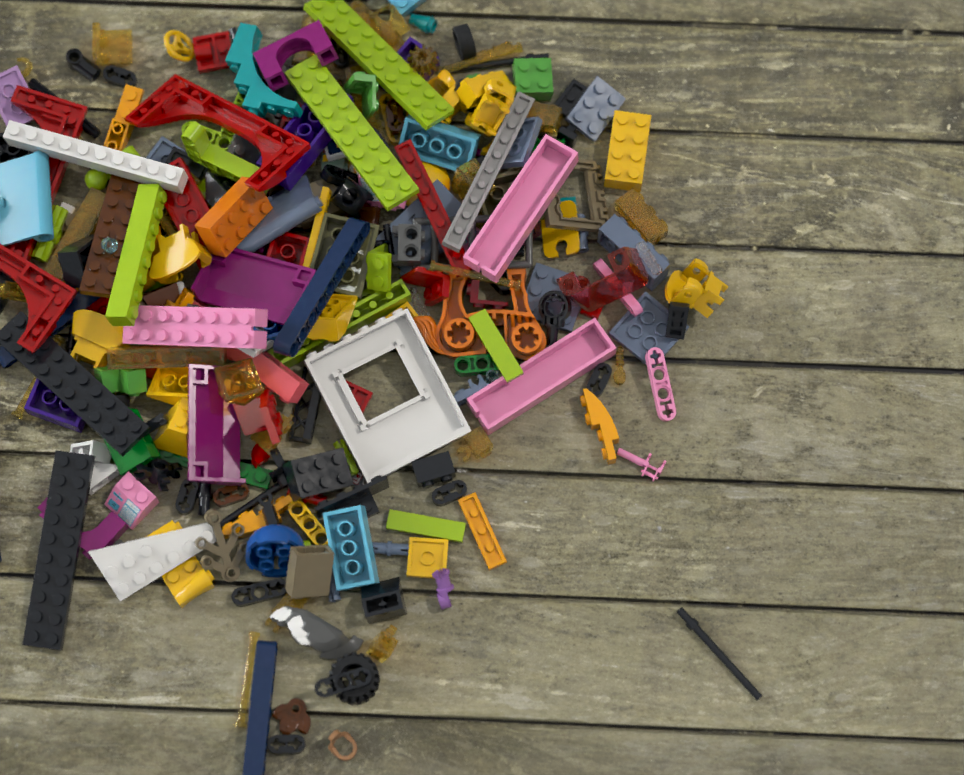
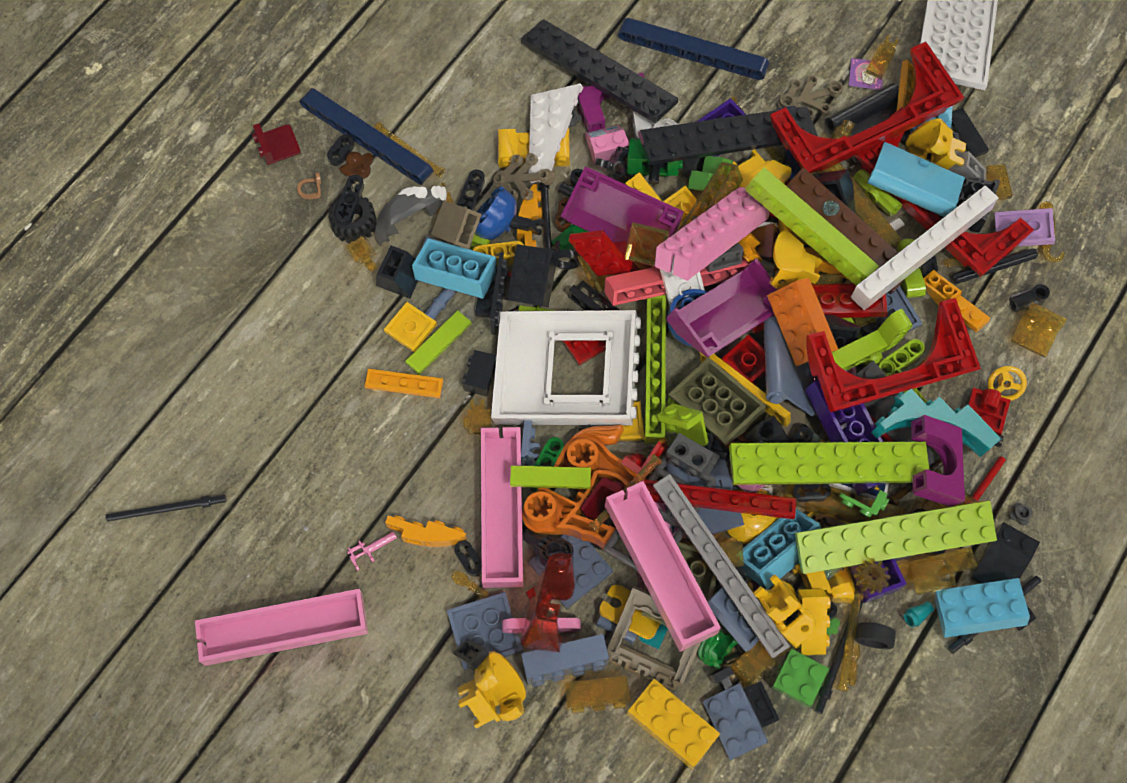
camera: 120 degrees right, 5 degrees down
(121, 73) = (999, 321): black beam -> none
(275, 25) = (988, 478): none -> red bar
(321, 287) = (690, 352): dark blue beam -> none
(334, 318) = (665, 353): yellow slope -> none
(444, 586) = (375, 322): medium lavender connector -> none
(451, 497) = (449, 375): black beam -> none
(648, 258) = (543, 659): clear axle -> none
(658, 384) = (426, 607): bright pink beam -> none
(751, 484) = (281, 627): none -> bright pink piece

